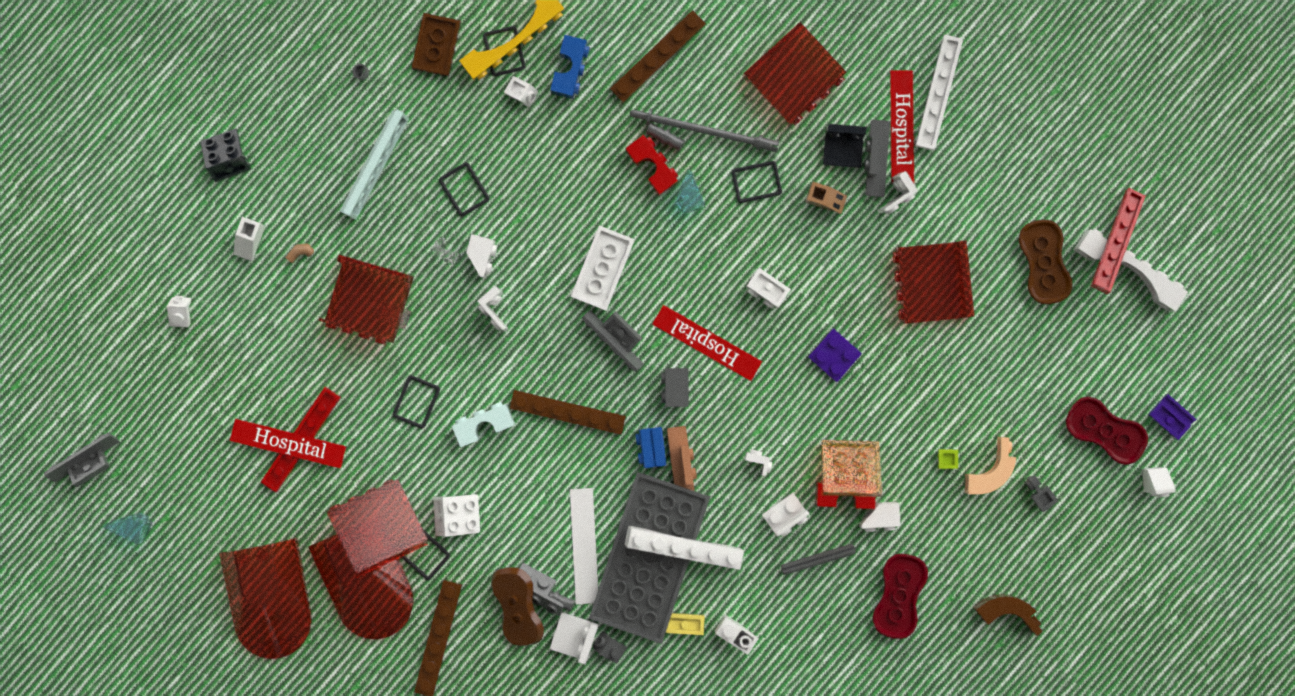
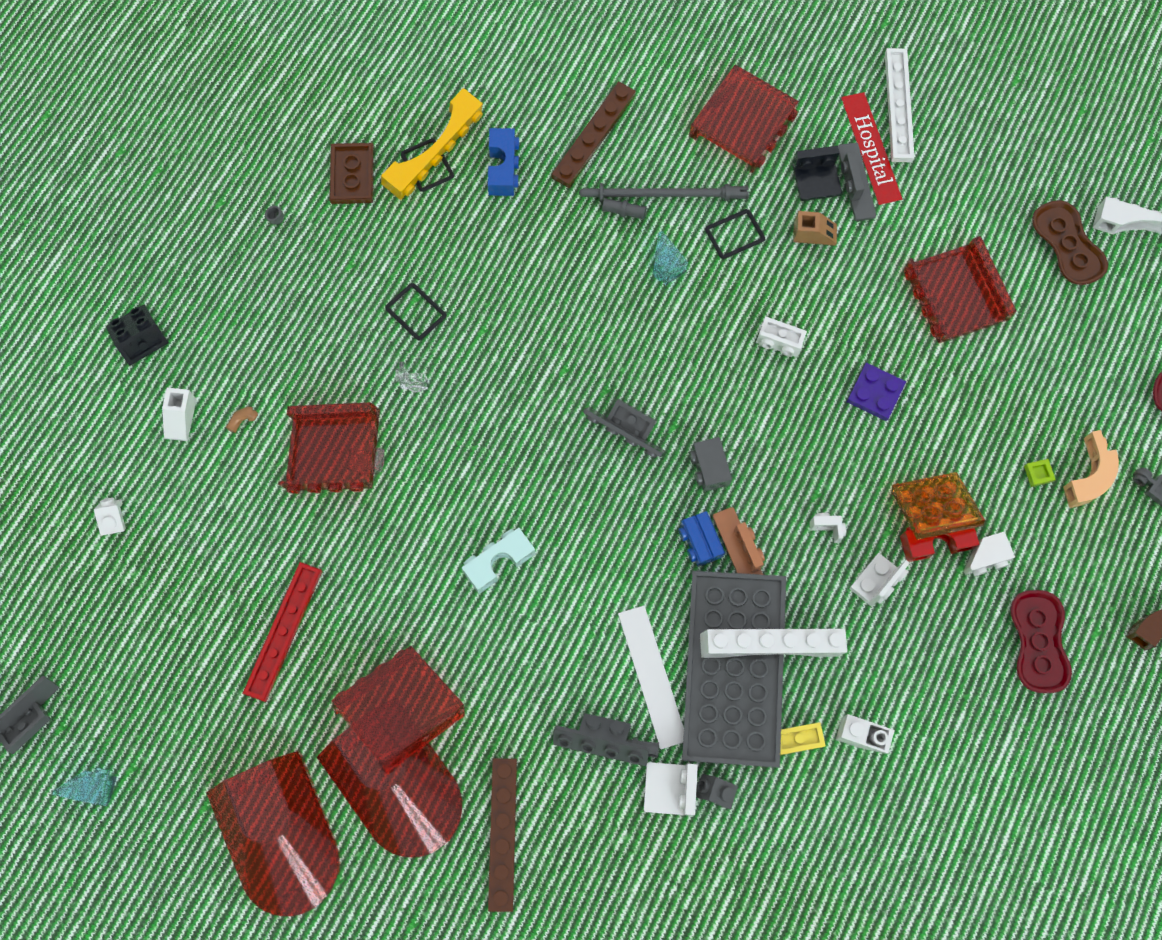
camera: 20 degrees left, 15 degrees down
(287, 443) = (268, 638): red sticker -> none
(374, 164) = (310, 304): light aqua arch -> none
(430, 407) = (431, 556): black piece -> none
(440, 564) = (482, 746): black piece -> none
(456, 515) = (490, 674): white bracket -> none
(480, 253) = (449, 371): white slope -> none
(492, 298) = (472, 419): white bracket -> none
(515, 592) = (599, 783): reddish brown plate -> none
(521, 91) = (456, 196): white bracket -> none
(567, 412) = (592, 524): reddish brown plate -> none
(602, 268) = (592, 357): white plate -> none
(643, 150) = (605, 226): red arch -> none
(707, 342) = (730, 412): red sticker -> none
(818, 559) = (931, 622): dark grey axle -> none
(904, 184) = (896, 198): white bracket -> none
(1118, 241) = (1139, 202): tile -> none

